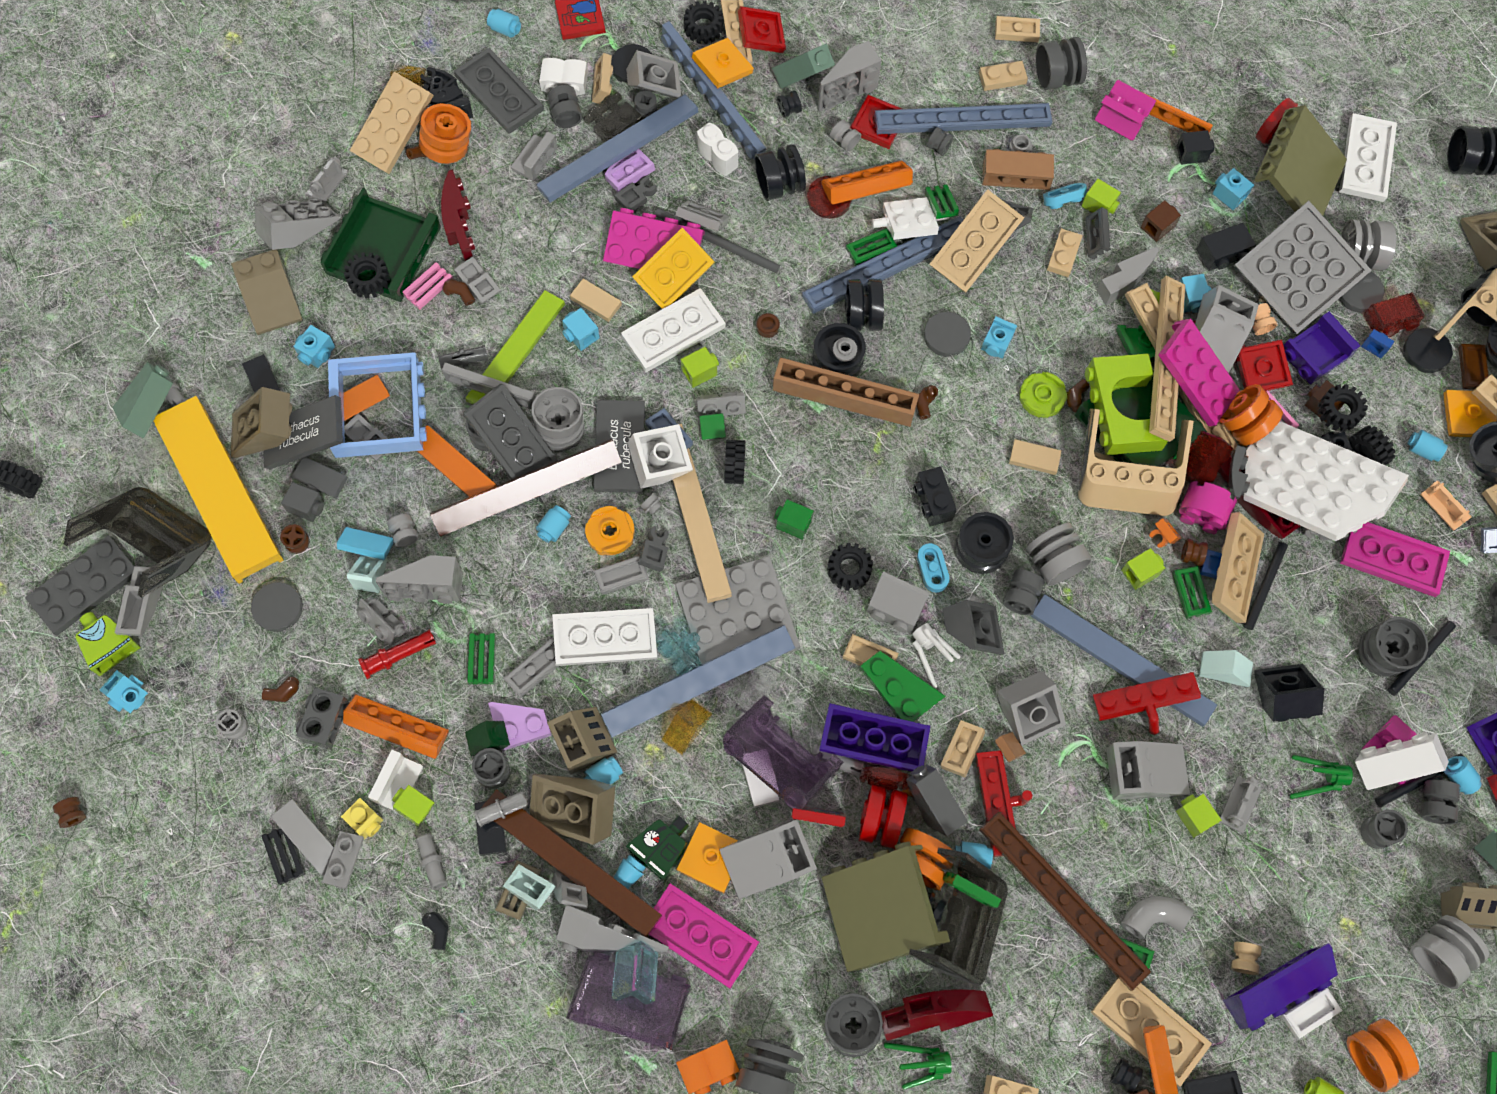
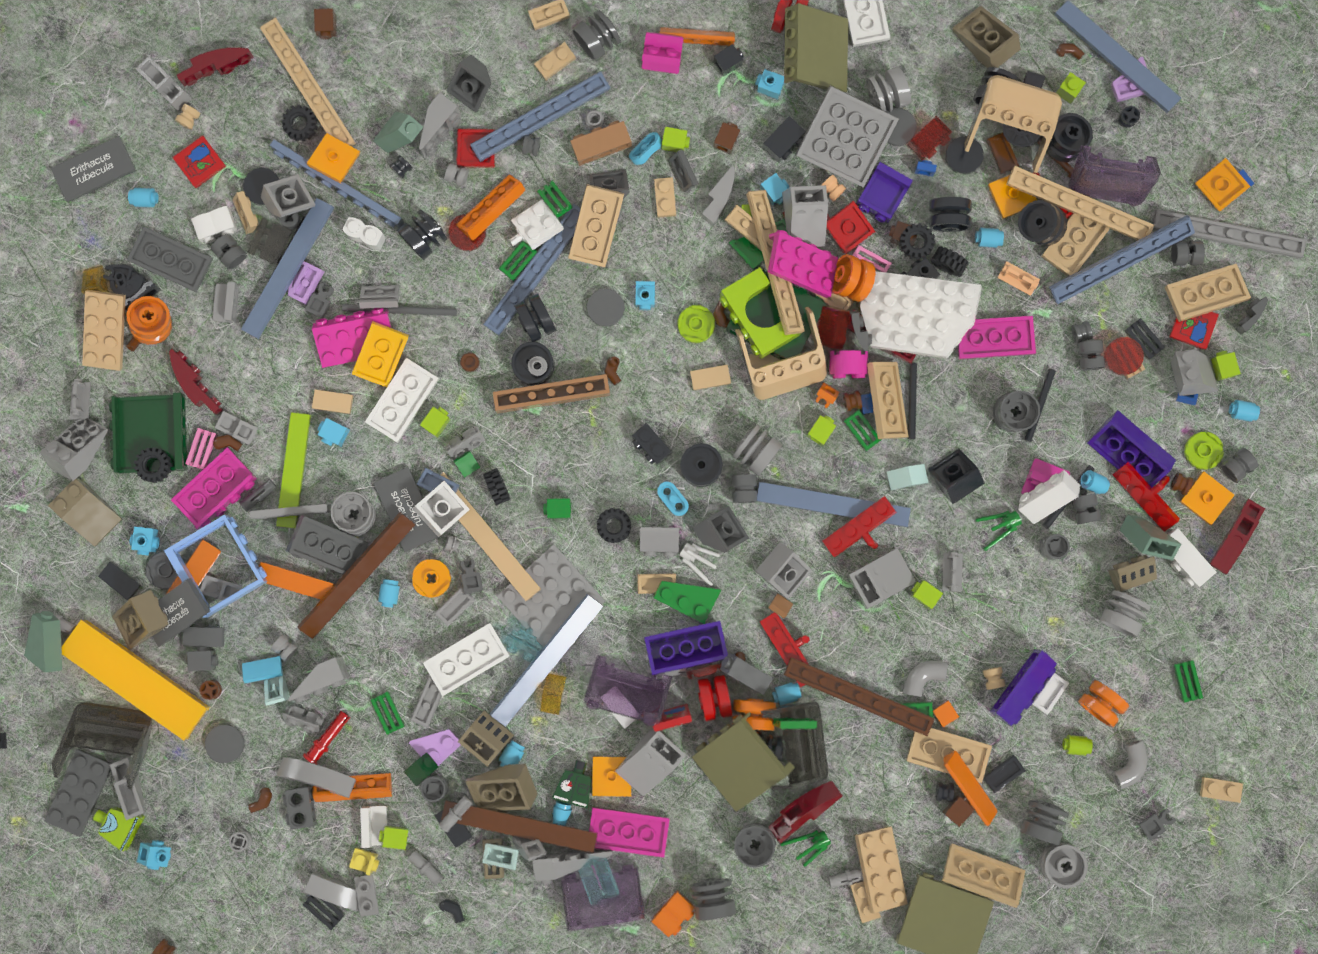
camera: 20 degrees left, 15 degrees up
(312, 387) = (160, 571): none -> dark grey tile
(361, 689) = (316, 776): none -> light grey slope
(420, 328) = (214, 489): none -> dark pink bracket
(761, 29) = (348, 109): red tile -> none
(902, 55) = (470, 82): none -> dark grey slope
(962, 748) = (748, 622): tan plate -> none
(1165, 976) = (945, 713): none -> orange tile
(1393, 398) = (950, 214): none -> black wheel

